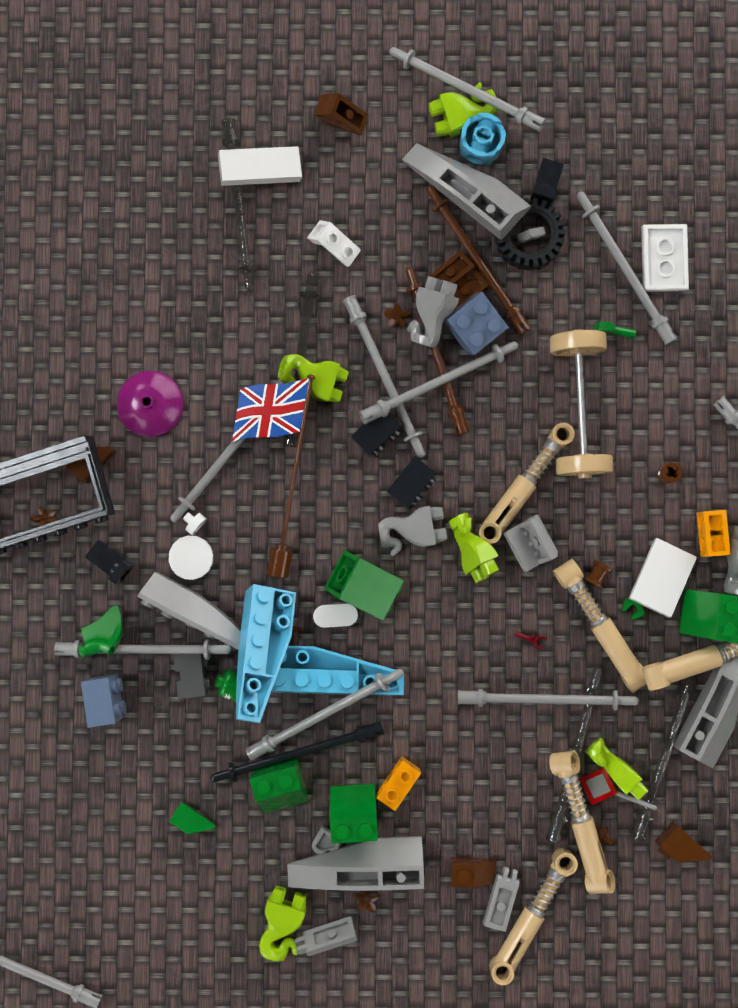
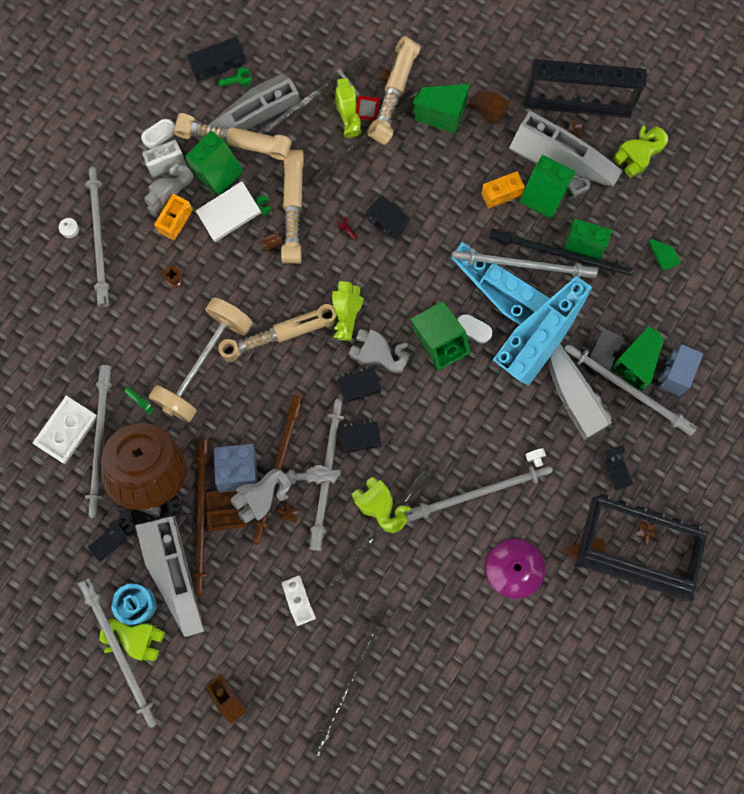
camera: 145 degrees left, 10 degrees down
(103, 634) = (652, 417): green arm -> none
(149, 687) = (640, 359): none -> green slope
(191, 557) = (554, 434): white tile -> none
(227, 684) = (581, 326): green head -> none
(259, 166) = (315, 697): white piece -> none
(275, 412) = (427, 496): flag -> none
(326, 937) = (615, 123): light grey hinge -> none
(383, 407) = (345, 446): light grey bar -> none
(384, 959) = (588, 75): none -> black window
(393, 368) = (315, 474): none -> light grey piece
(481, 698) = (409, 210): light grey bar -> none
(496, 676) = (387, 217): none -> black brick
(501, 900) = (483, 75): light grey hinge -> none
(520, 835) = (441, 106): none -> green slope
(531, 543) = (302, 288): light grey bracket -> none
(531, 919) = (468, 54): tan piece -> none
(545, 260) = (143, 480): none -> reddish brown piece
(680, 846) = (339, 39): reddish brown slope -> none

